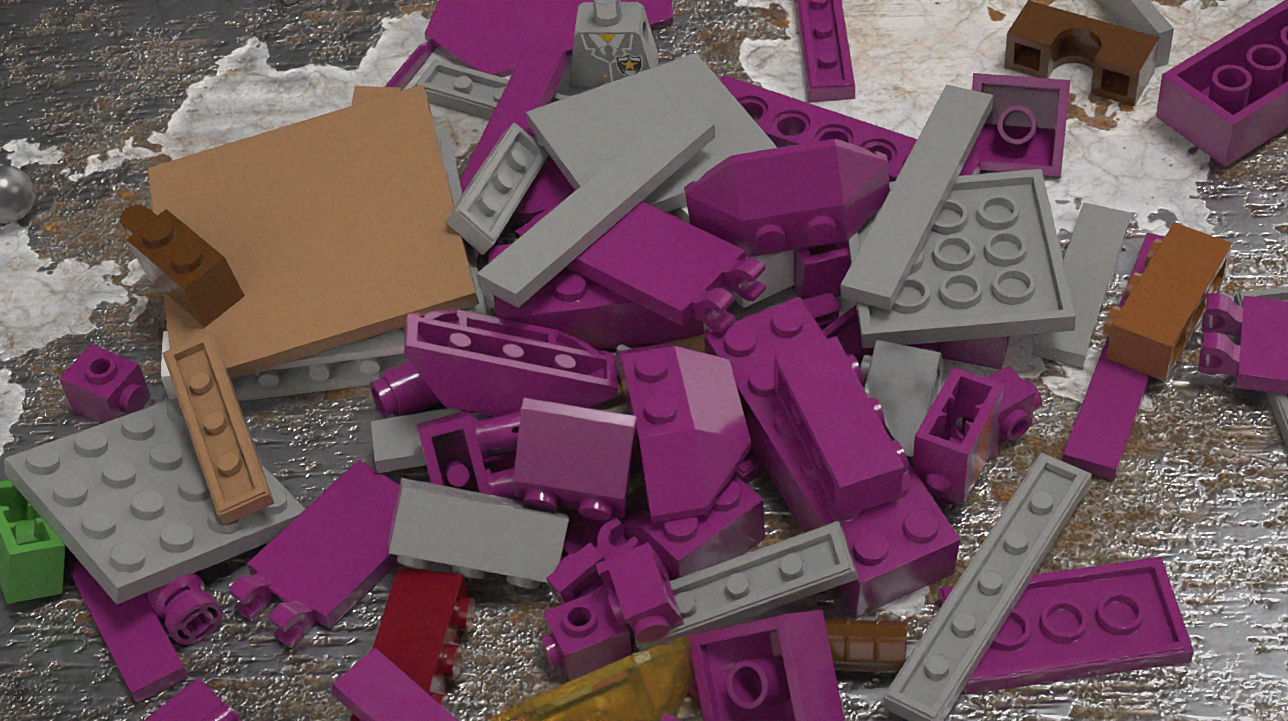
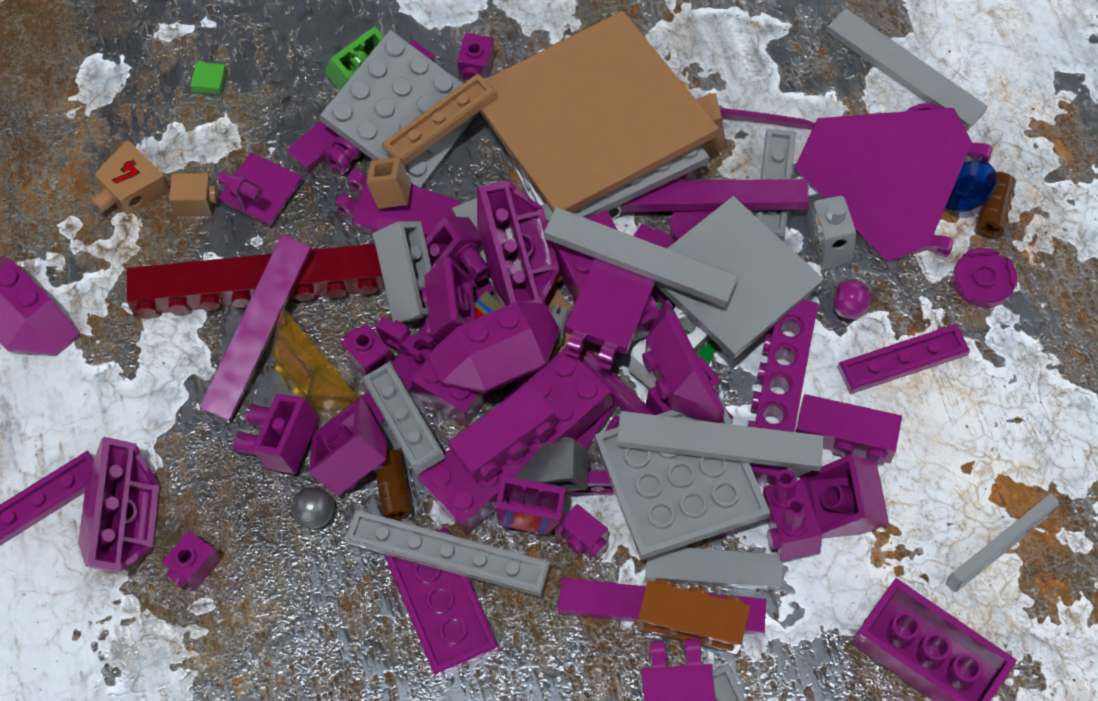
camera: 70 degrees right, 15 degrees up
(181, 263) = (537, 55): reddish brown hinge -> none
(295, 523) = (388, 182): none -> medium nougat brick
(497, 188) = (657, 199): light grey tile -> none
(641, 593) = (379, 367): magenta brick -> none
(724, 51) = (852, 299): none -> magenta piece
(917, 83) = (850, 428): none -> magenta brick
(1051, 37) = (937, 501): reddish brown arch -> none
(1058, 152) = (792, 518): none -> magenta brick

